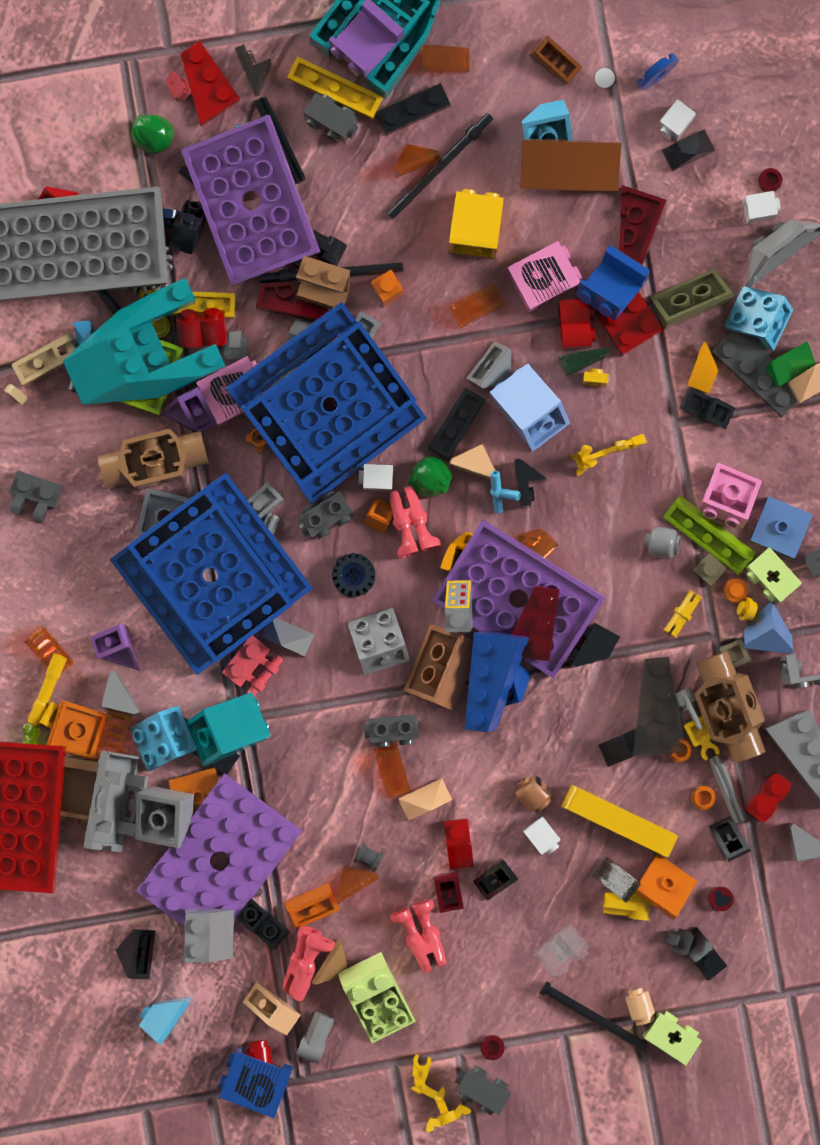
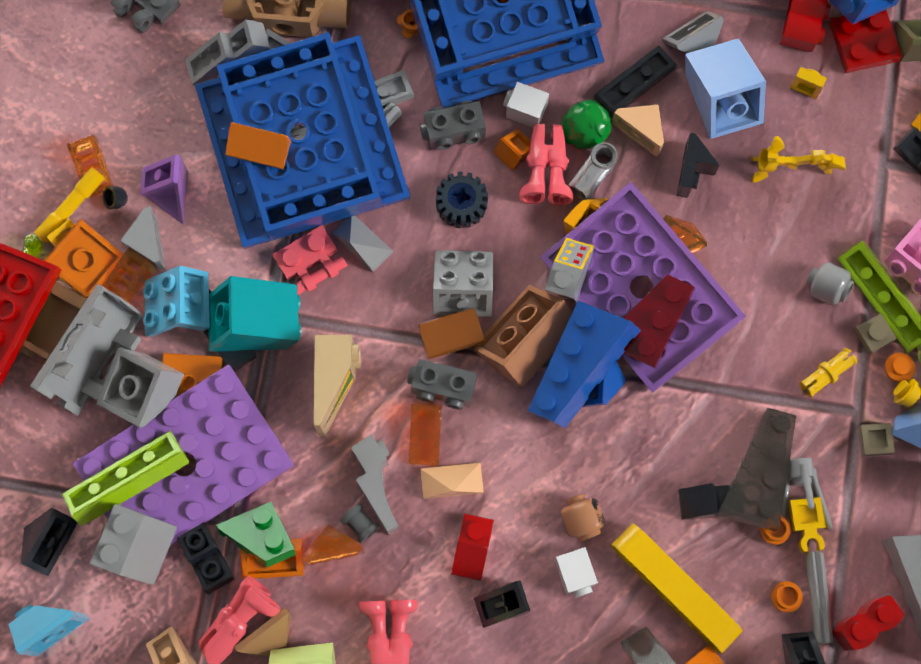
camera: 20 degrees right, 10 degrees down
(79, 670) = (114, 197): none -> black hinge
(122, 520) = (241, 42): none -> light grey slope
(181, 888) = (125, 478): none -> lime slope
(184, 600) = (257, 145): none -> orange slope
(297, 892) = (259, 534): none -> wing
(307, 752) = (333, 376): none -> tan slope
(359, 805) = (372, 458): none -> light grey slope
(384, 686) = (451, 333): none -> dark orange slope
(448, 892) = (439, 598): dark red slope -> none
(449, 518) = (593, 172): none -> light grey piece
(498, 492) = (658, 163): medium azure piece -> none
(577, 361) = (790, 57): clear green slope -> none
(596, 646) = (714, 374): black slope -> none
(730, 707) = (855, 496): medium nougat brick -> none

